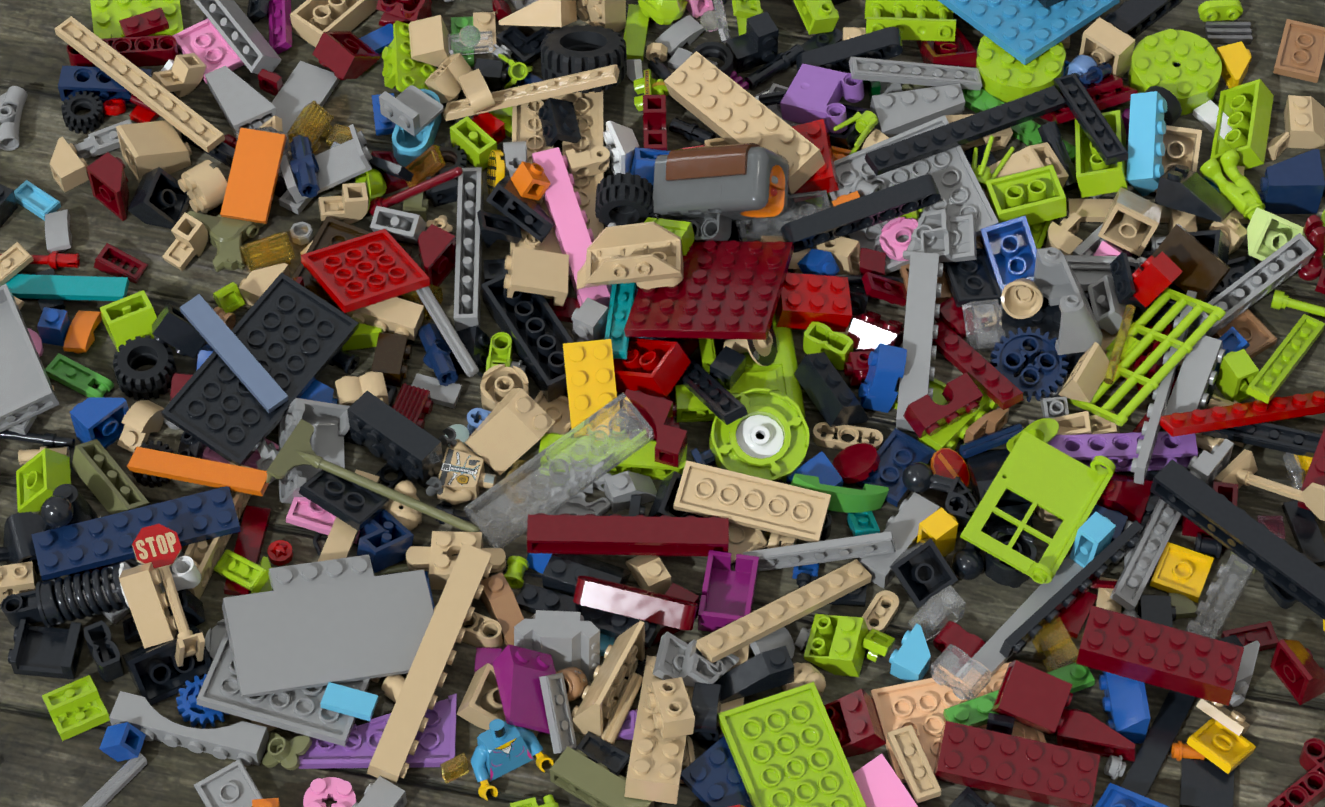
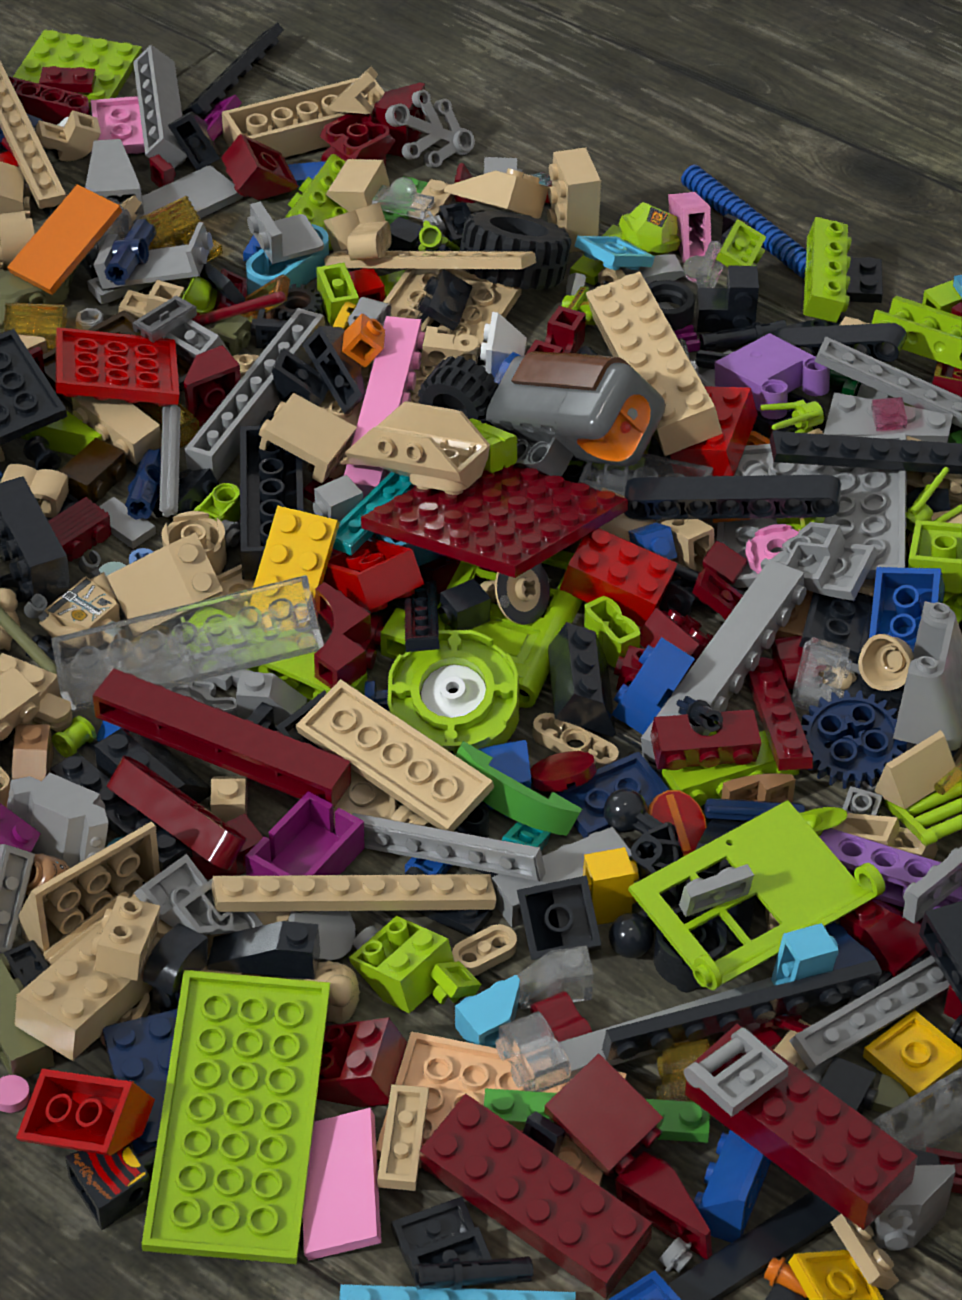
camera: 25 degrees right, 10 degrees down
(285, 47) = (194, 140): none -> black slope
(366, 230) = (165, 318): none -> flat silver tile
(651, 32) = (614, 252): none -> medium azure plate
(920, 101) = (889, 414): none -> clear pink plate
(932, 388) = (699, 713): none -> black axle
(1023, 507) = (716, 890): none -> light grey plate
(1123, 643) = (742, 1080): none -> light grey plate

